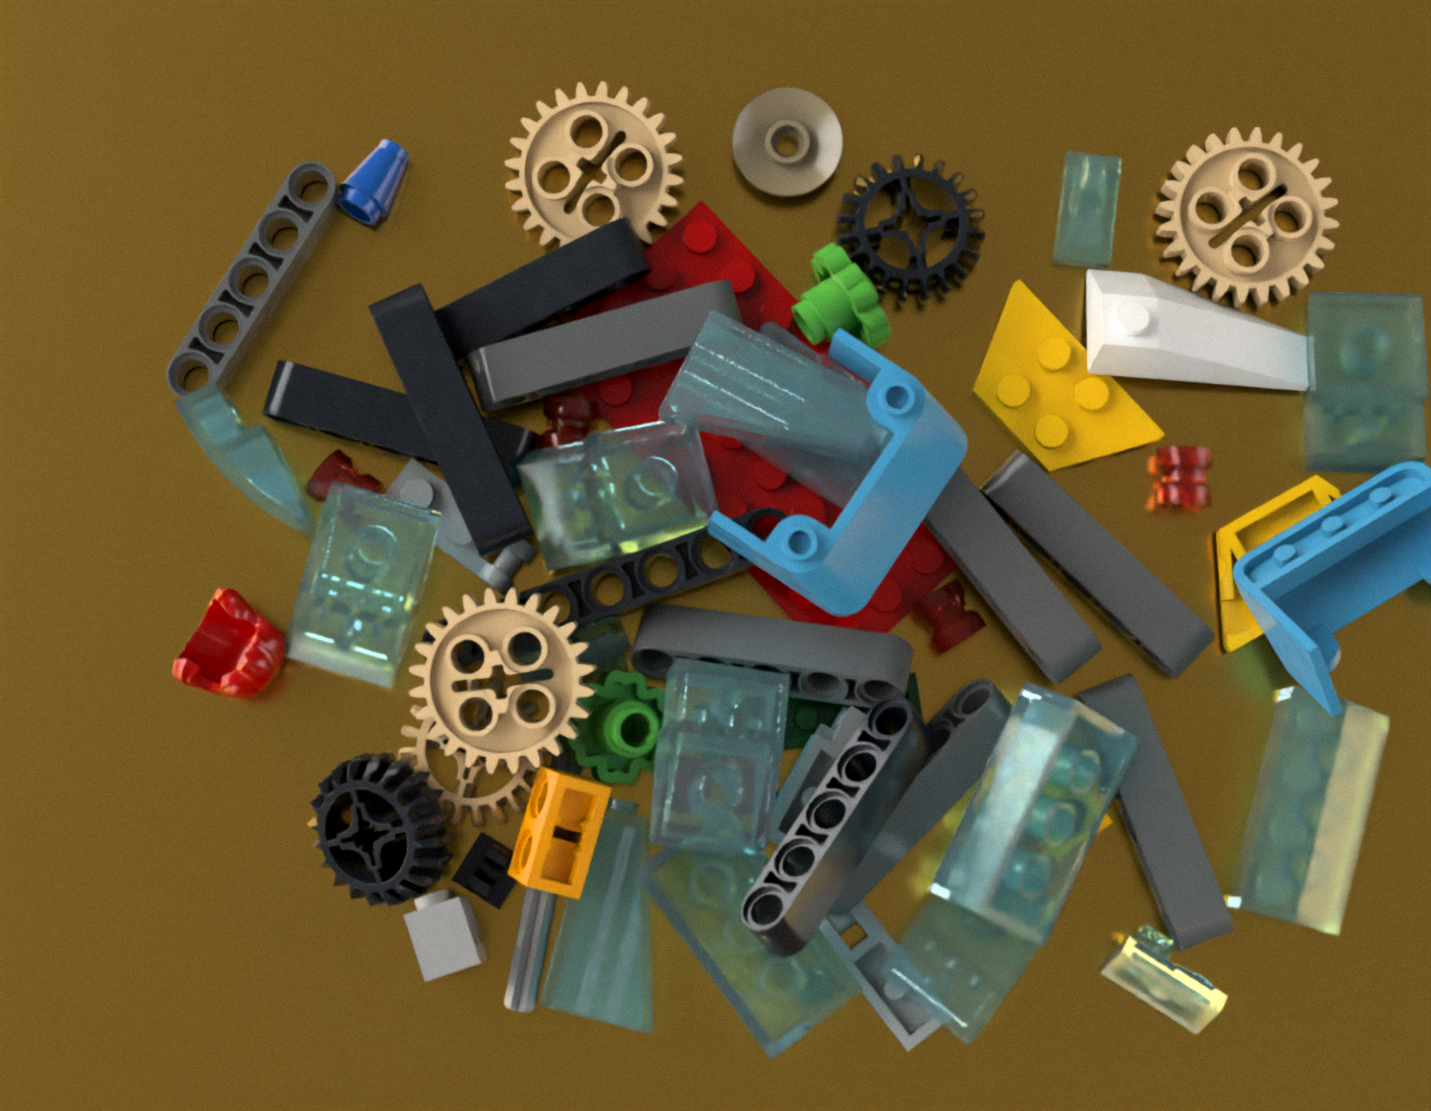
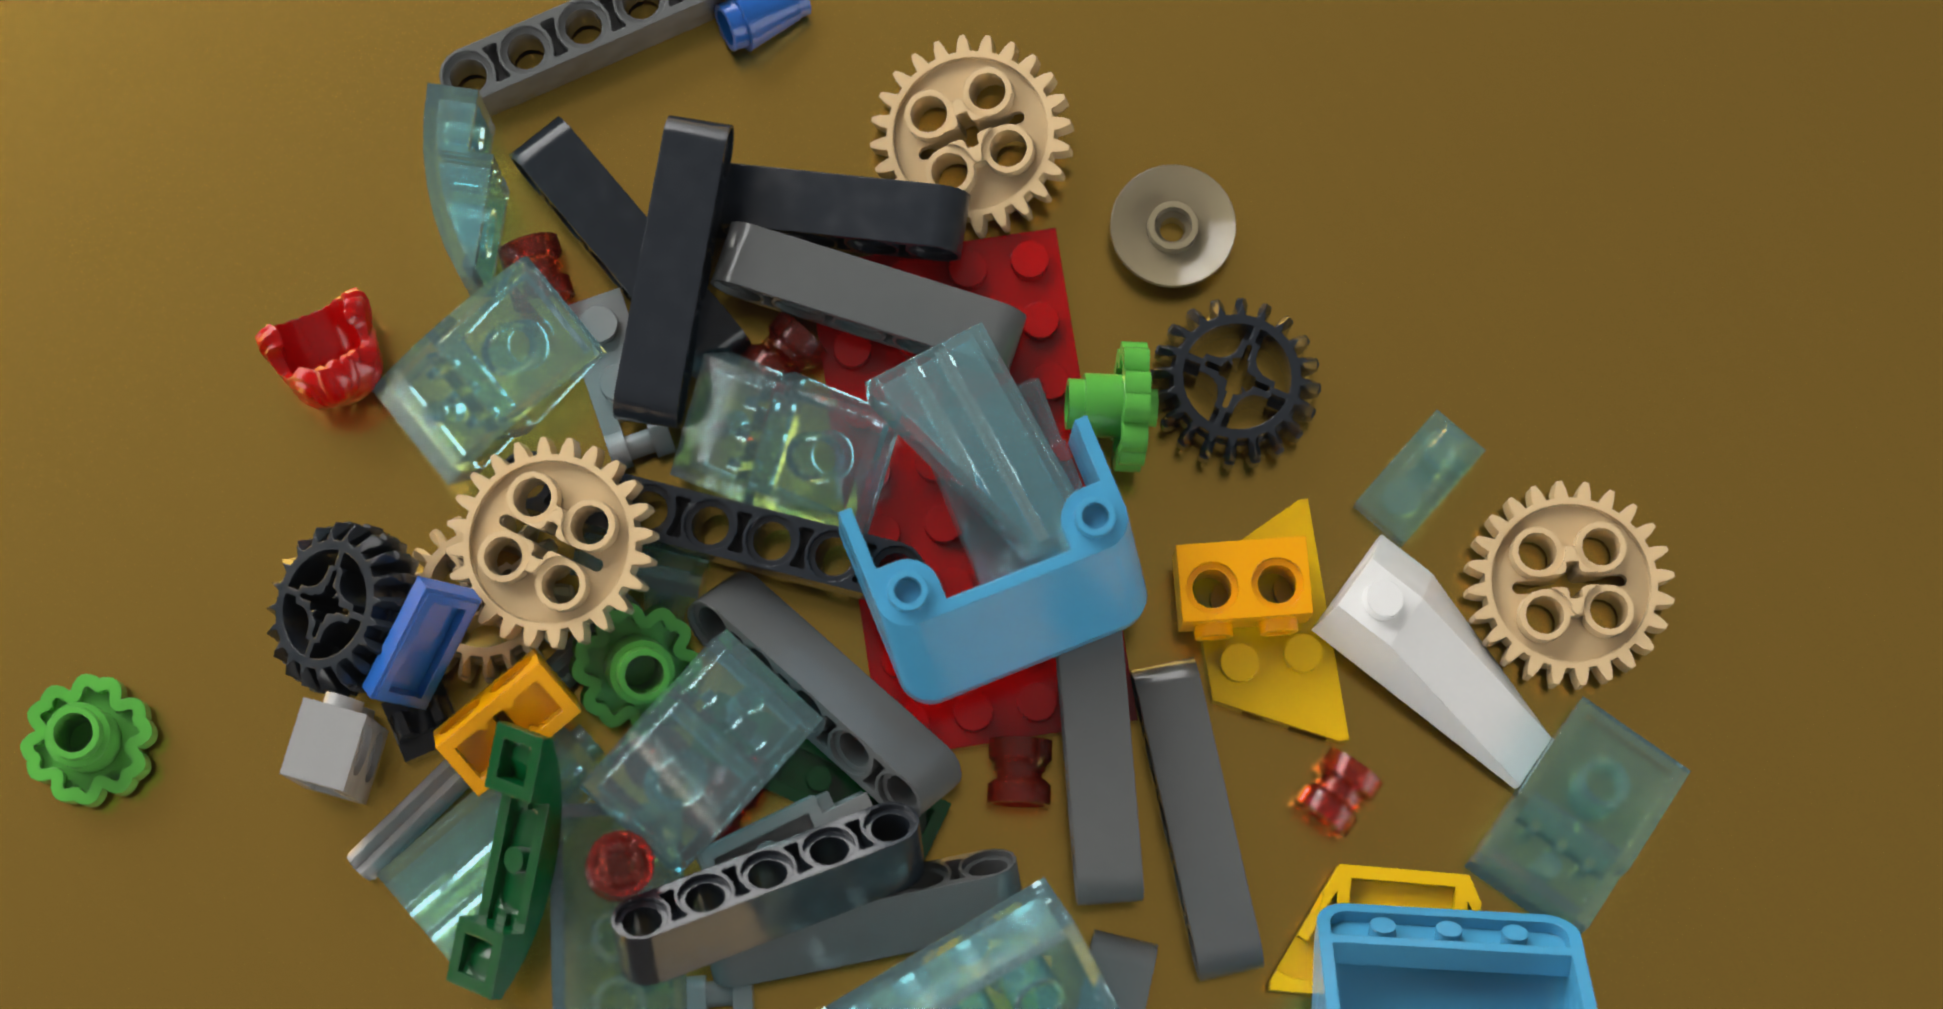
camera: 35 degrees right, 5 degrees down
(255, 1051) = (89, 740): none -> bright green plant
(459, 817) = (421, 643): none -> blue tile
(644, 928) = (520, 864): none -> dark green slope
(709, 884) = (613, 875): none -> clear red wheel
(1012, 365) = (1238, 568): none -> light orange brick

